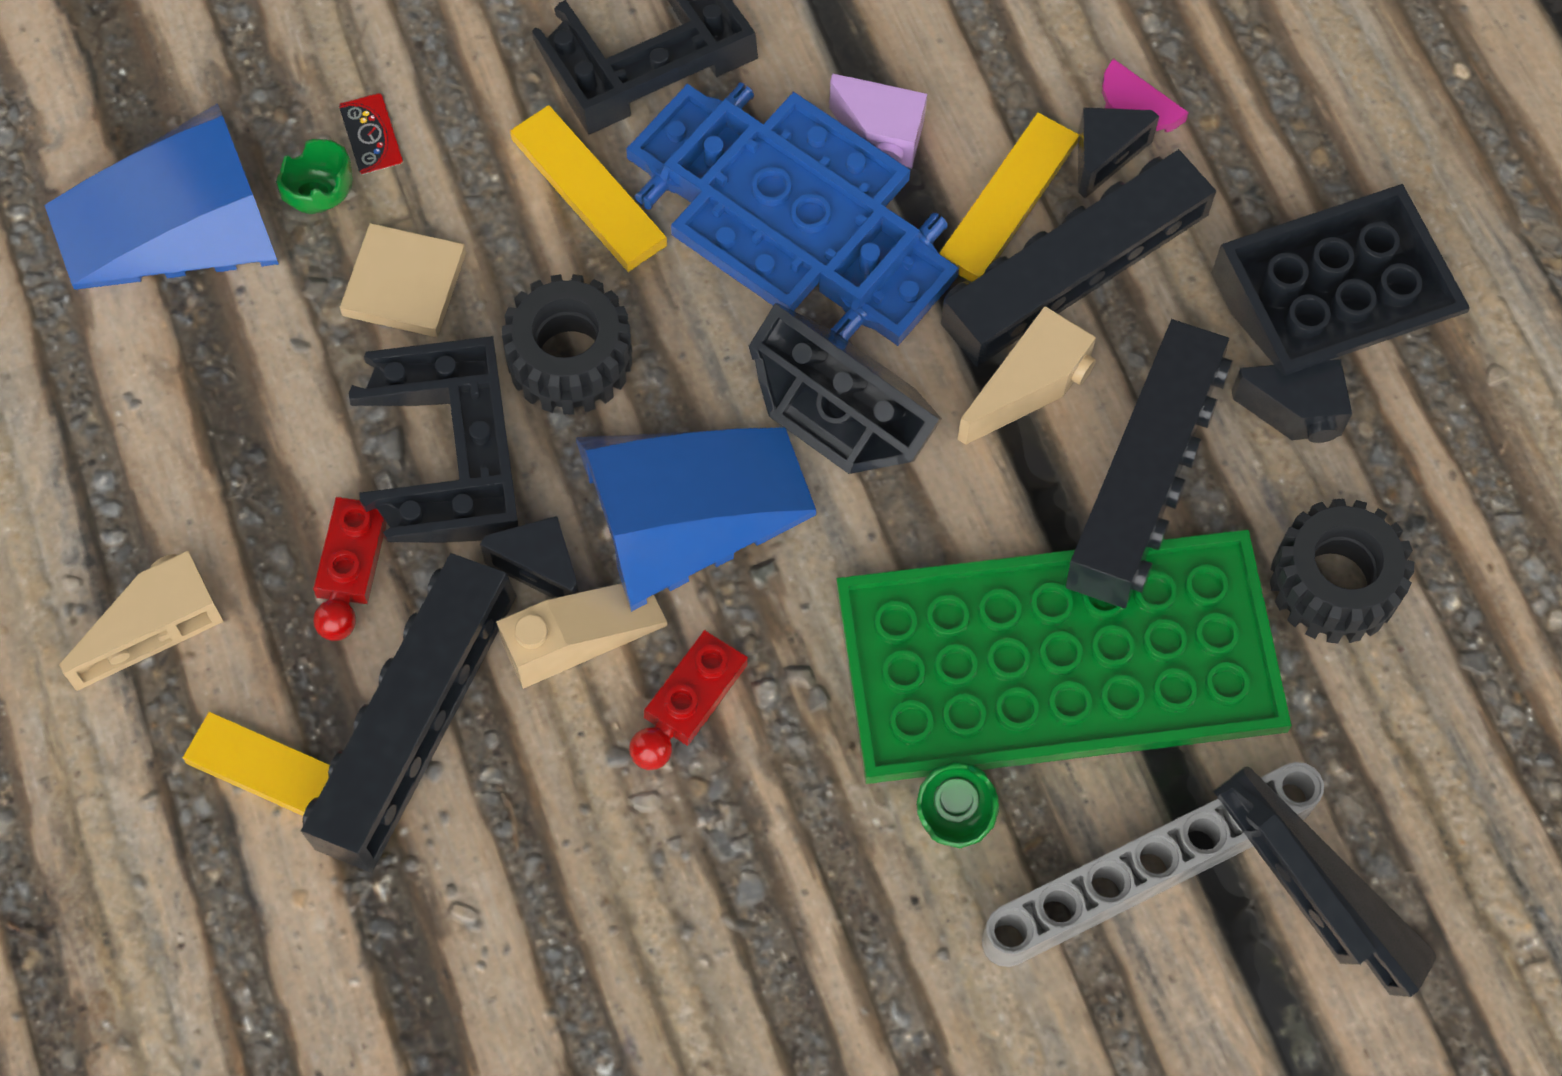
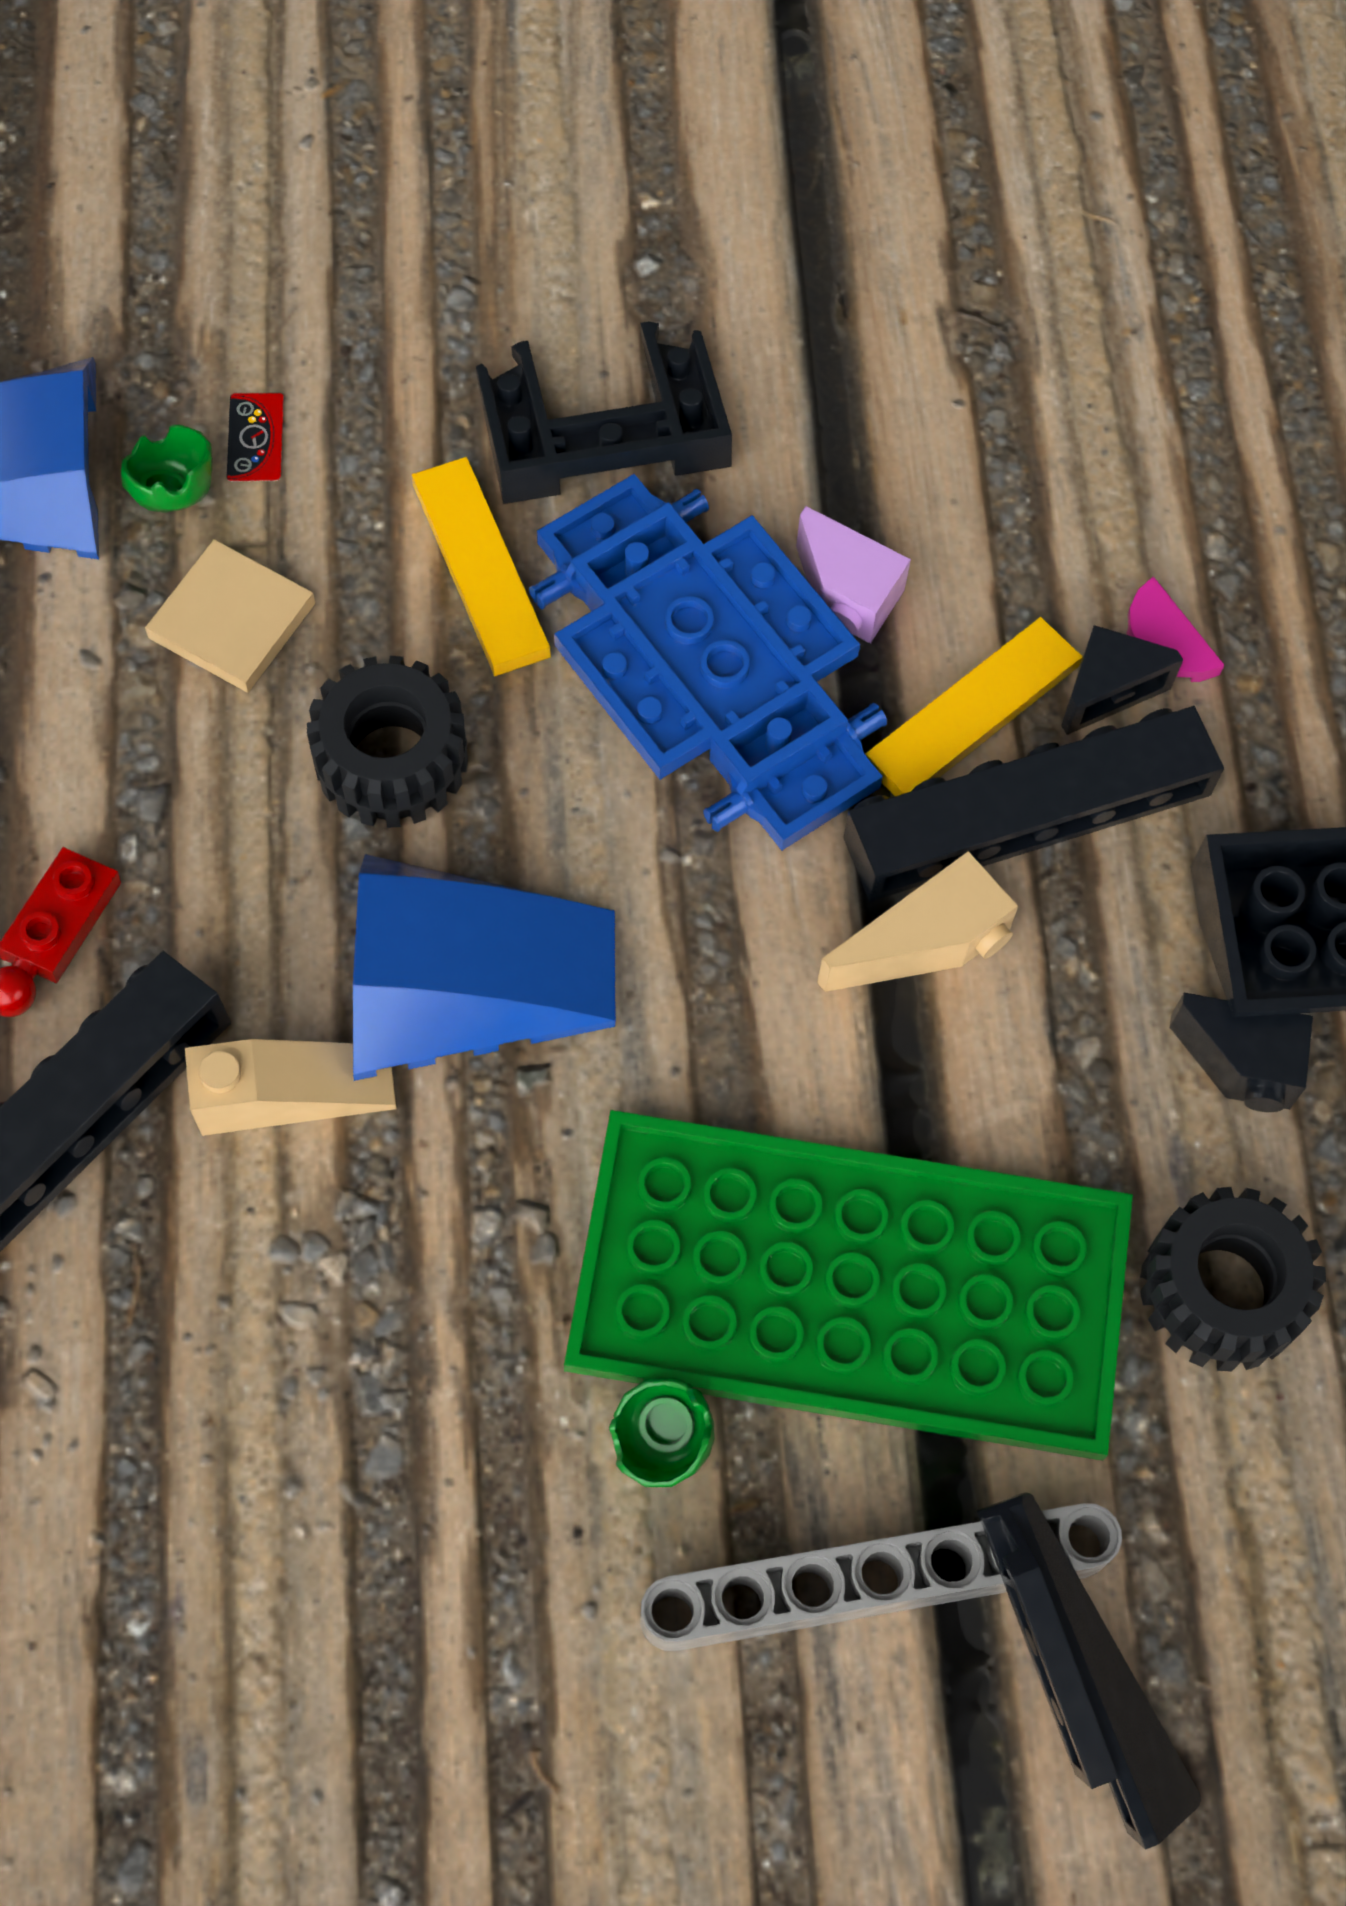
camera: 15 degrees right, 0 degrees up
(468, 380) = (233, 895): black wedge -> none
(533, 556) = (266, 980): black slope -> none
(687, 699) = (385, 1205): red plate -> none
(837, 395) = (686, 888): black wedge -> none
(1148, 465) = (1031, 1079): black brick -> none

